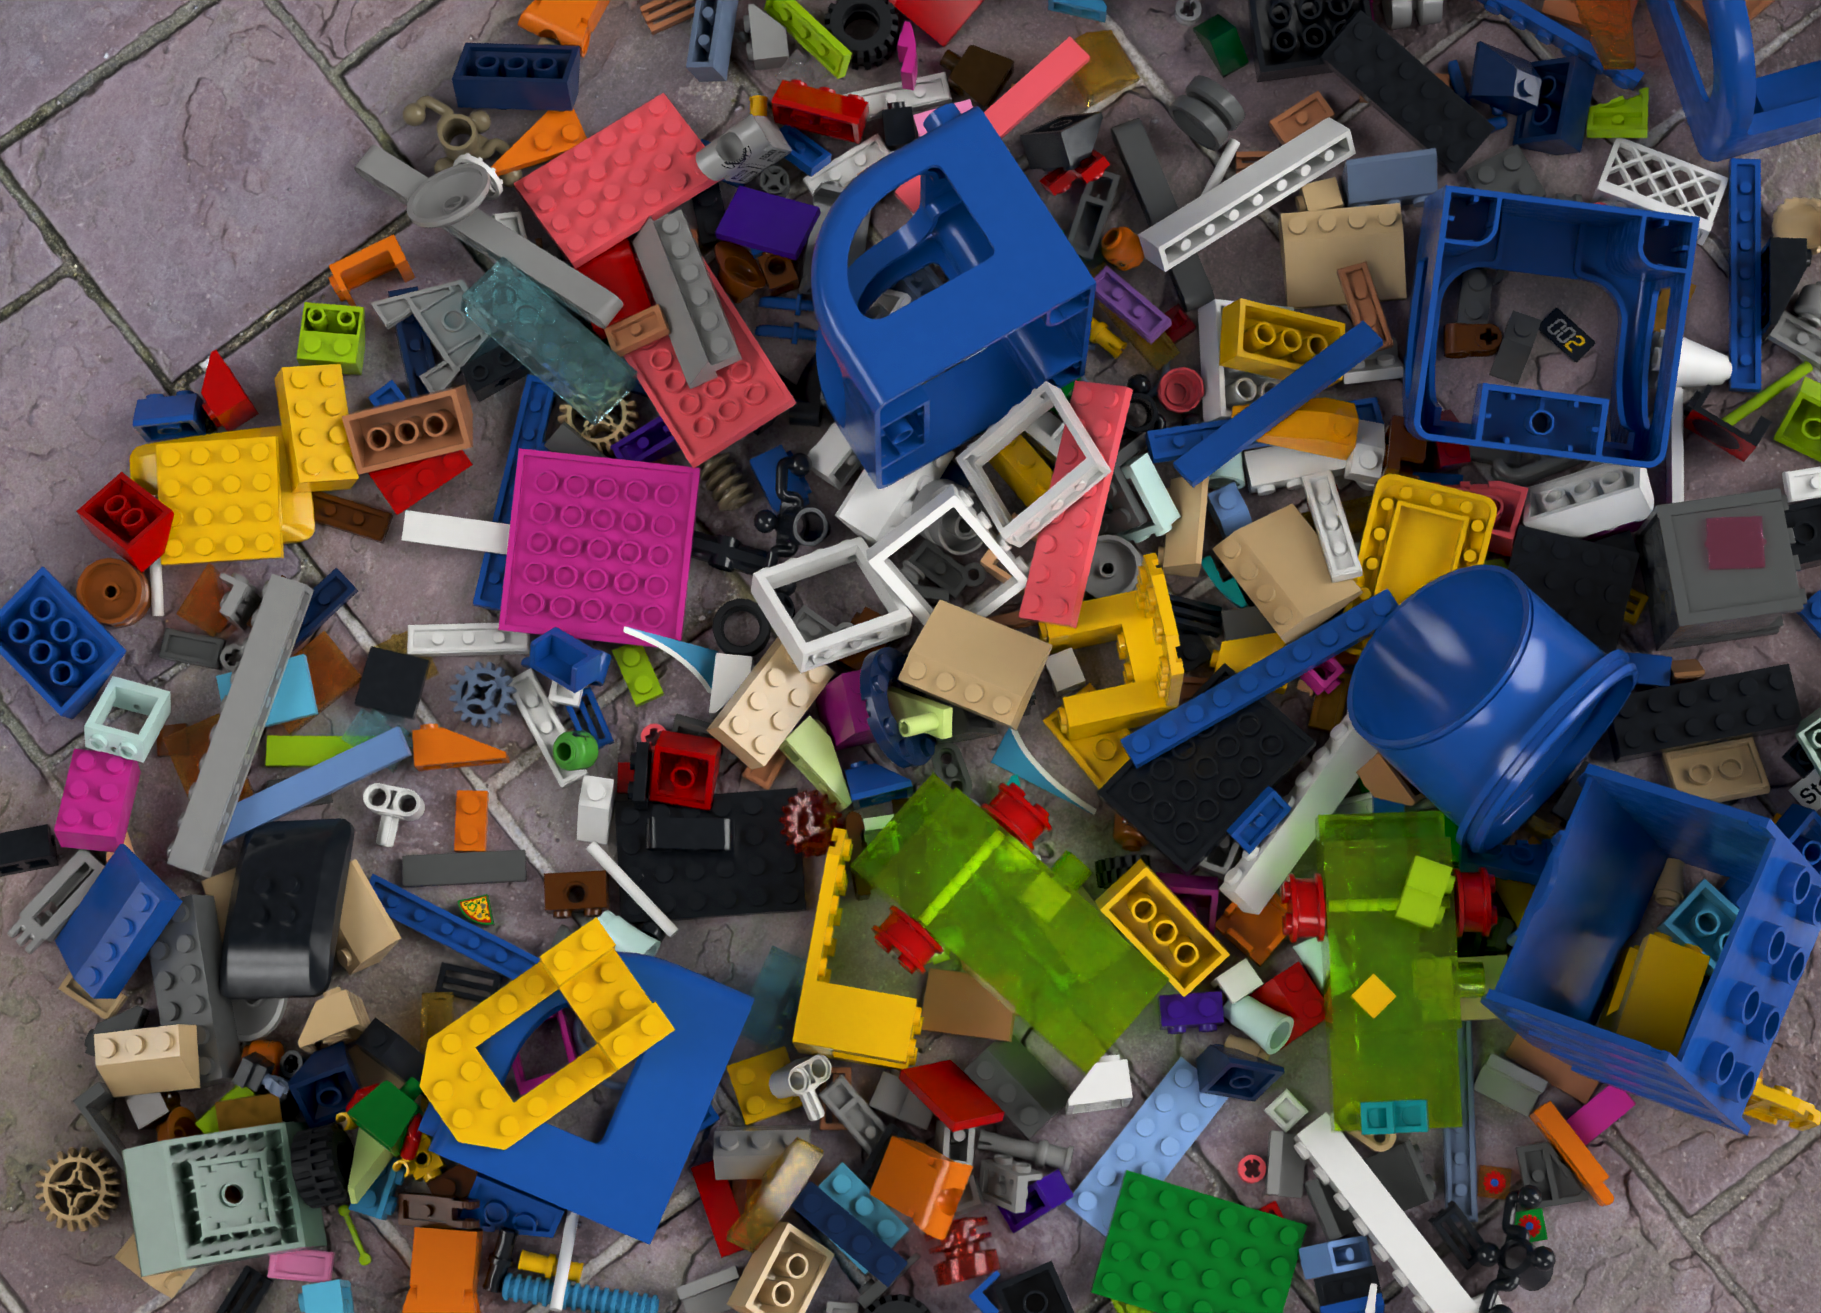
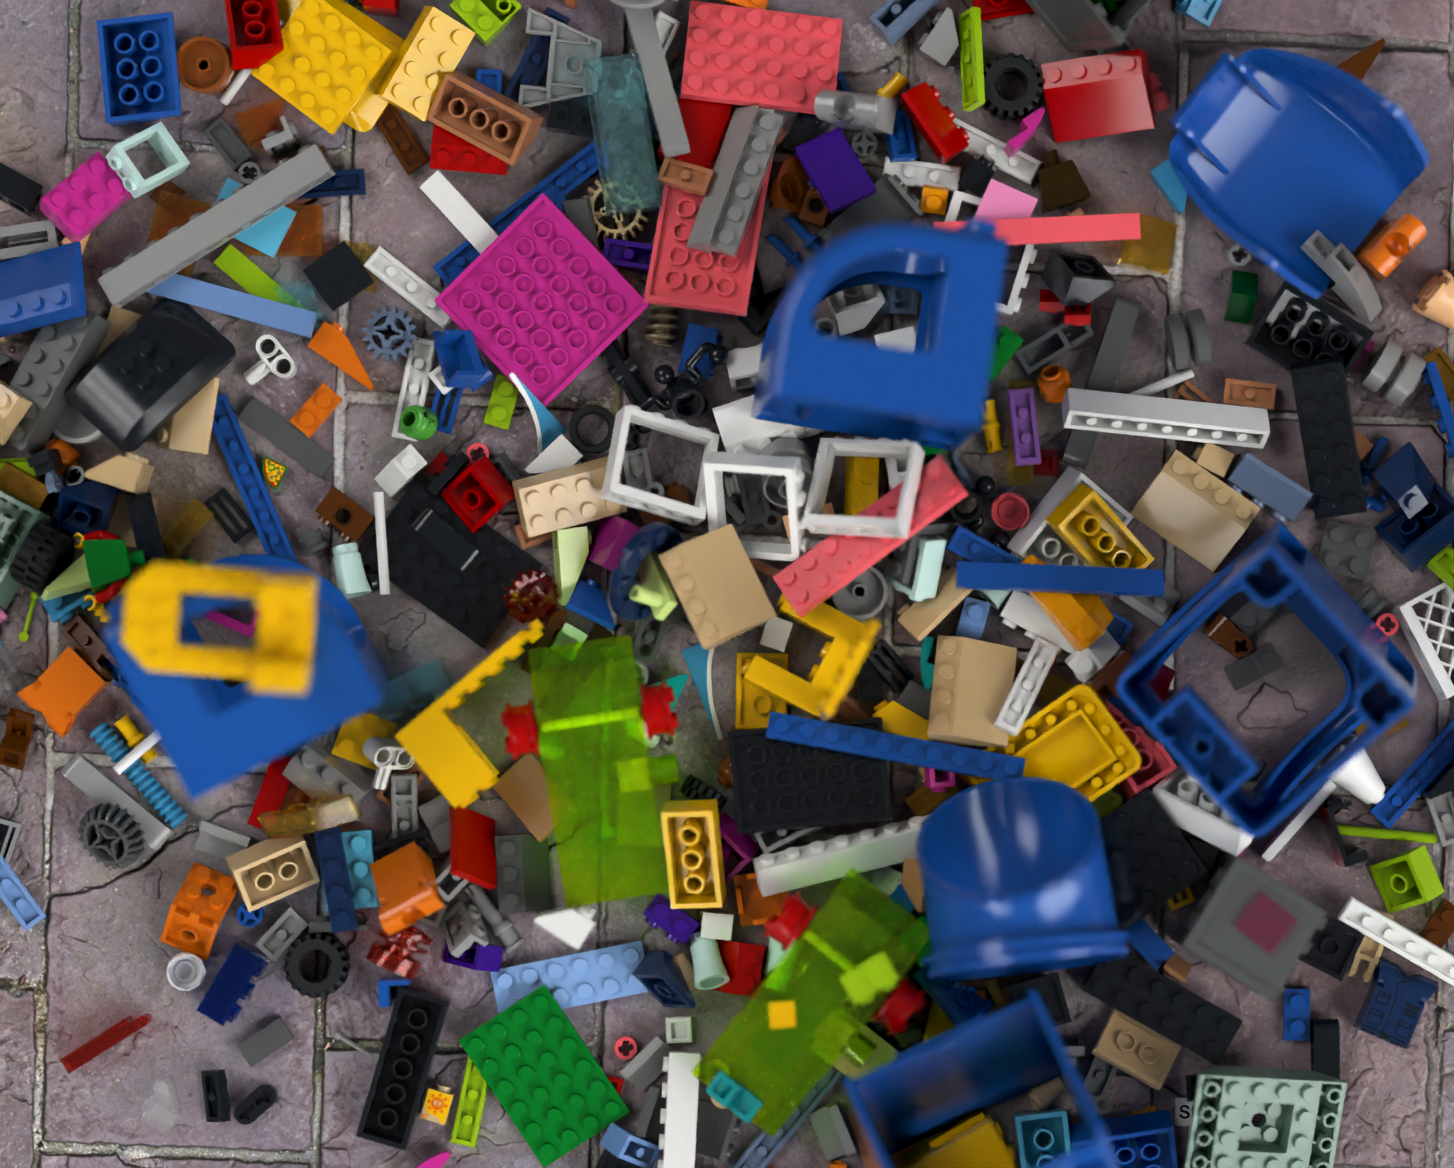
camera: 35 degrees right, 10 degrees up
(500, 1259) = (107, 709): black pin -> none
(1259, 819) = (813, 838): blue plate -> none
(1363, 300) = (1179, 555): nougat tile -> none
(1566, 335) = (1296, 684): black sticker -> none

